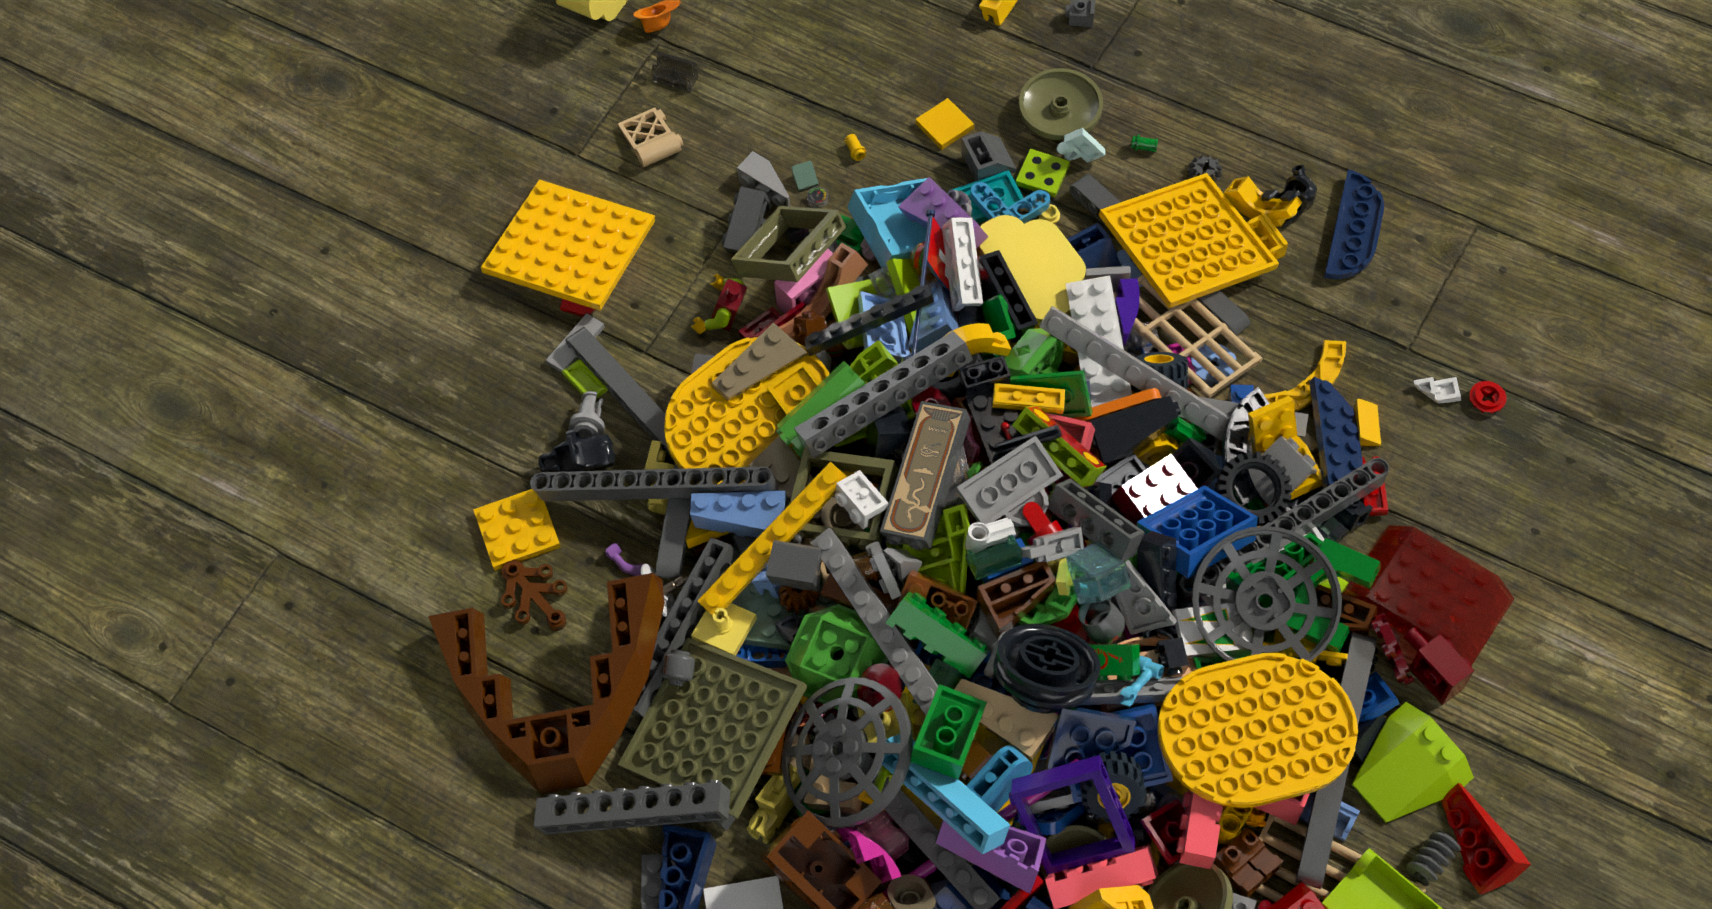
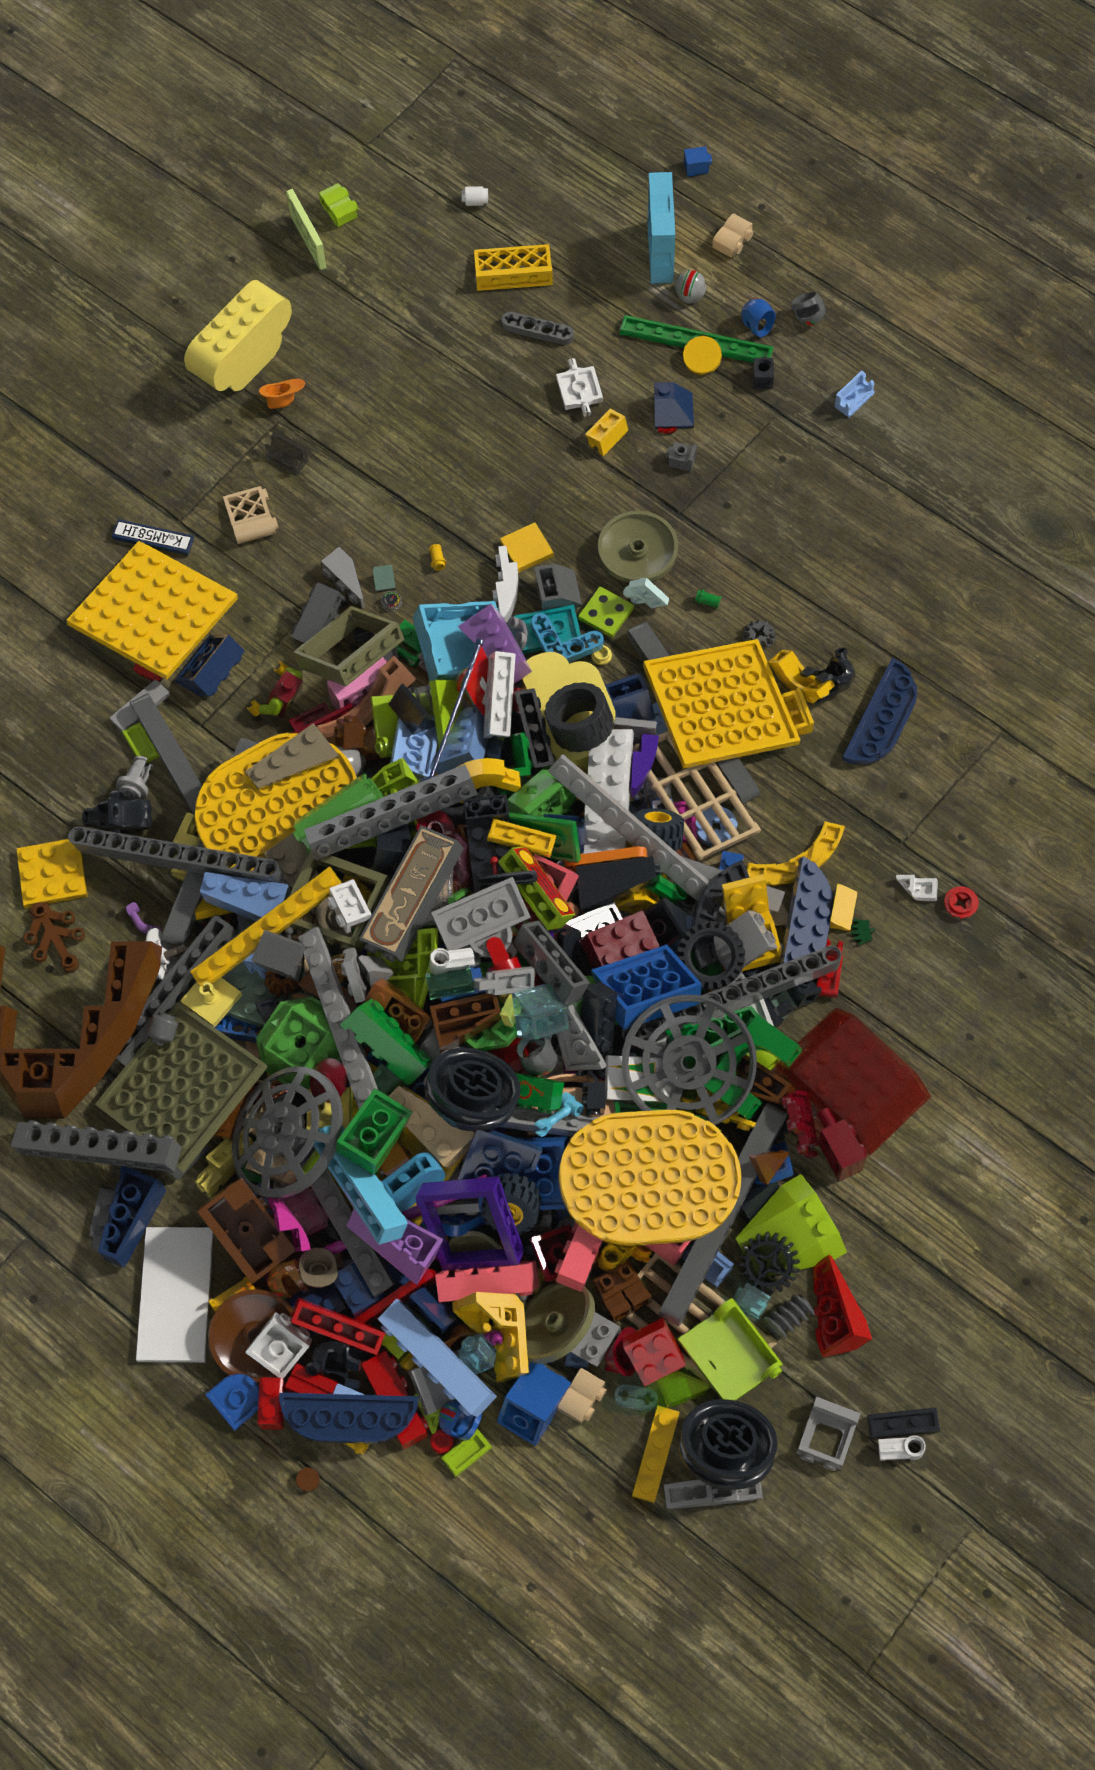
camera: 10 degrees right, 5 degrees up
(553, 173) = (153, 537): none -> tile
(642, 289) = (210, 665): none -> dark blue slope
(793, 387) = (319, 786): yellow tile -> none
(868, 320) = (400, 735): black plate -> none
(869, 289) = (410, 711): none -> black slope
(934, 156) = (507, 587): none -> white slope
(1048, 253) = (573, 700): none -> black tyre
(1371, 696) = (768, 1164): none -> reddish brown tile
(1389, 847) = (752, 1301): none -> clear light blue brick
(1390, 822) = (778, 1266): none -> black gear
(1394, 443) = (862, 931): none -> dark green piece

